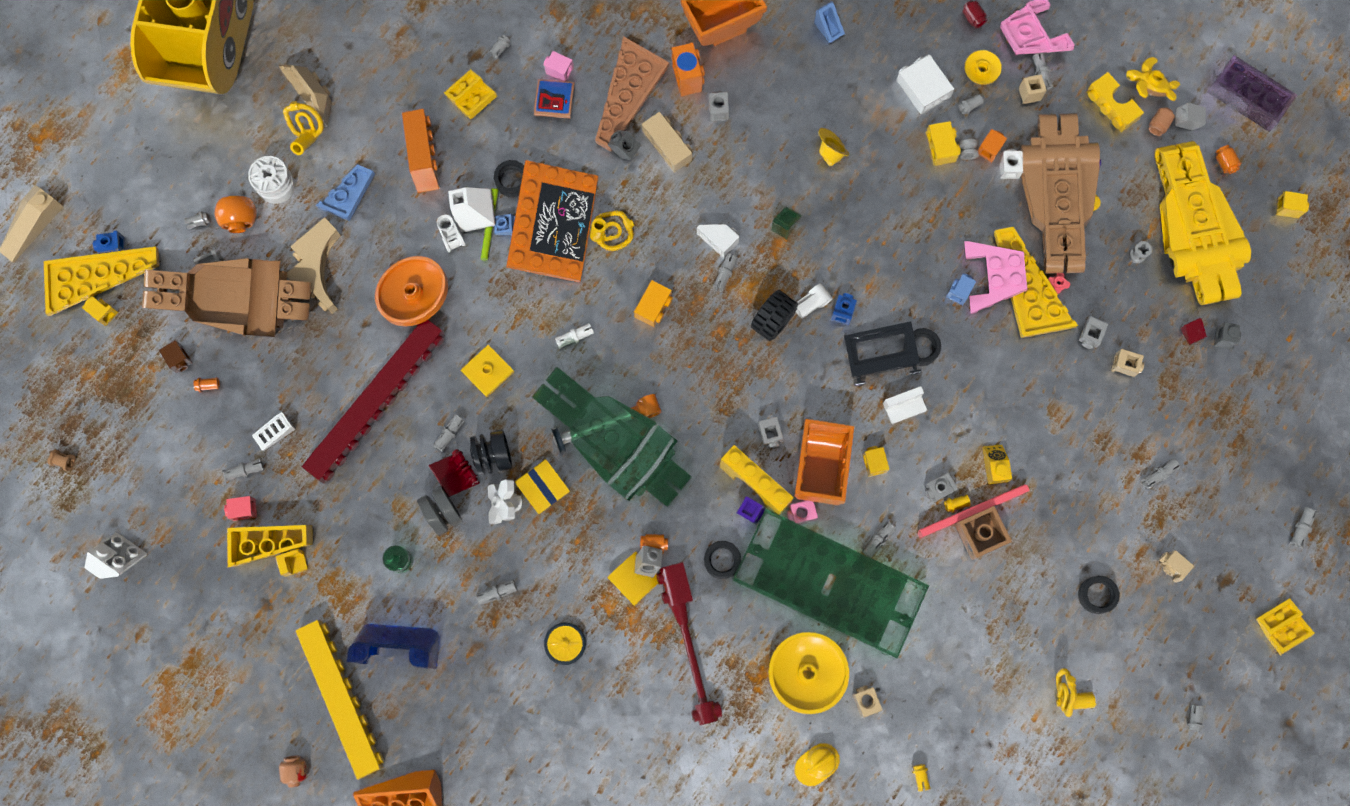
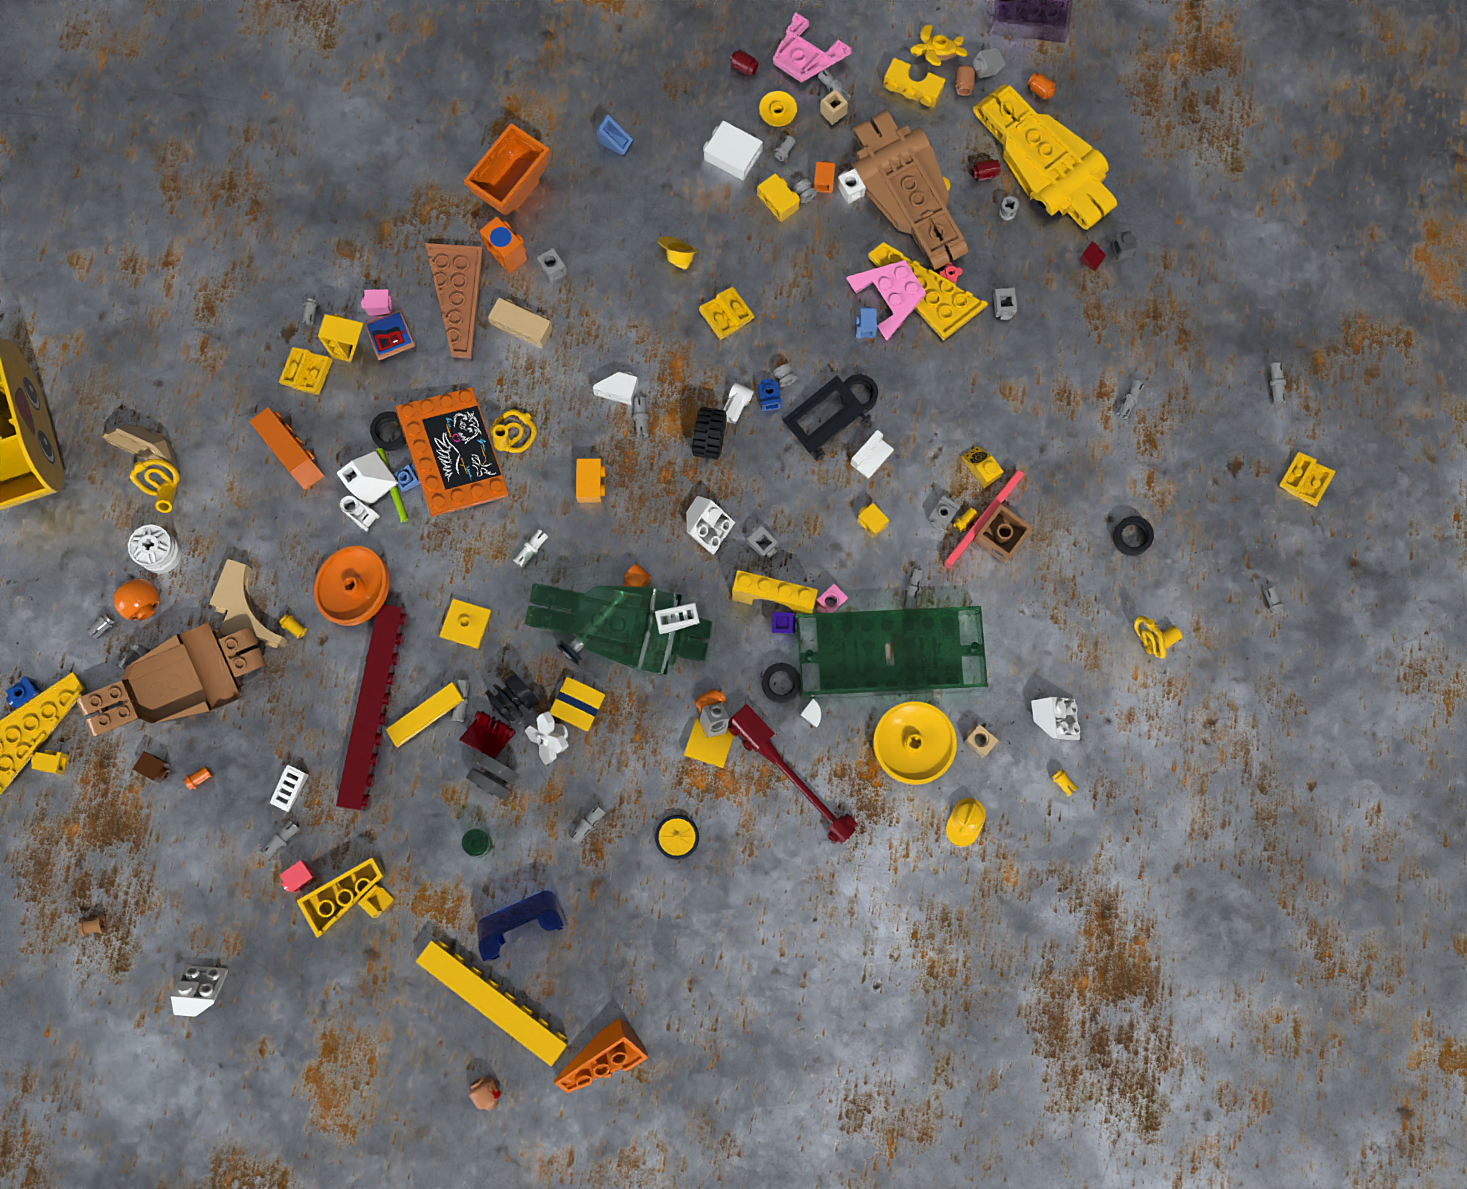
camera: 30 degrees left, 0 degrees up
(347, 196) = (237, 527): medium blue wing -> none
(347, 299) = (292, 626): none -> yellow pin
(413, 429) = (425, 714): none -> yellow tile
(510, 79) = (340, 336): none -> yellow wedge
(630, 145) = (481, 345): dark grey brick -> none
(661, 465) = (660, 614): none -> white slope
(732, 392) = (708, 523): none -> white slope
(735, 600) = (812, 713): none -> white tile
(785, 222) = (672, 342): clear green slope -> none
(824, 462) = (828, 543): orange container -> none
(845, 220) = (726, 313): none -> yellow slope
(866, 298) = (785, 375): none -> light grey wheel
(945, 718) = (1057, 717): none -> white slope
(1133, 359) = (1052, 308): tan brick -> none
(1138, 208) = (985, 170): none -> dark red brick
(1175, 565) = (1186, 474): tan brick -> none
(1292, 204) = (1119, 99): yellow brick -> none

